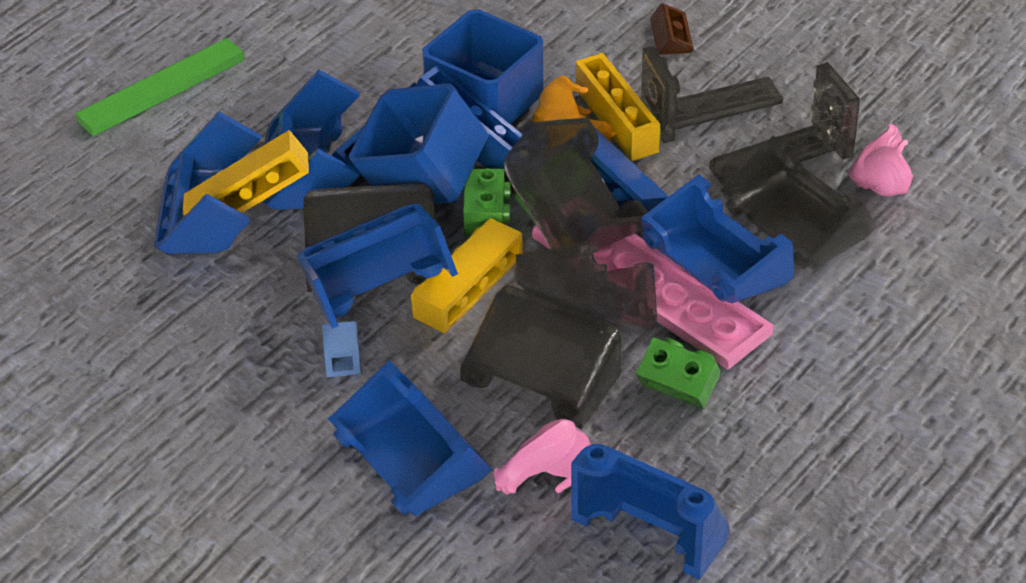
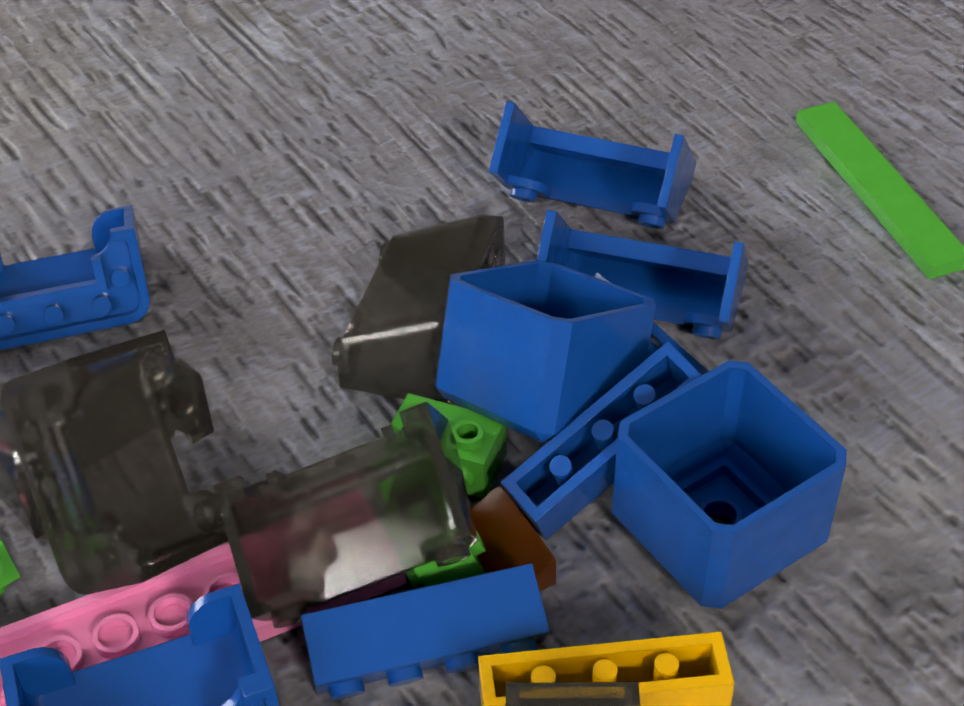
camera: 110 degrees right, 0 degrees up
(255, 175) = (561, 175): yellow brick -> none
(341, 349) = (256, 251): medium blue brick -> none
(373, 256) = (339, 227): blue windscreen -> none
(479, 264) = (307, 388): yellow brick -> none
(558, 103) = (633, 605): light orange piece -> none

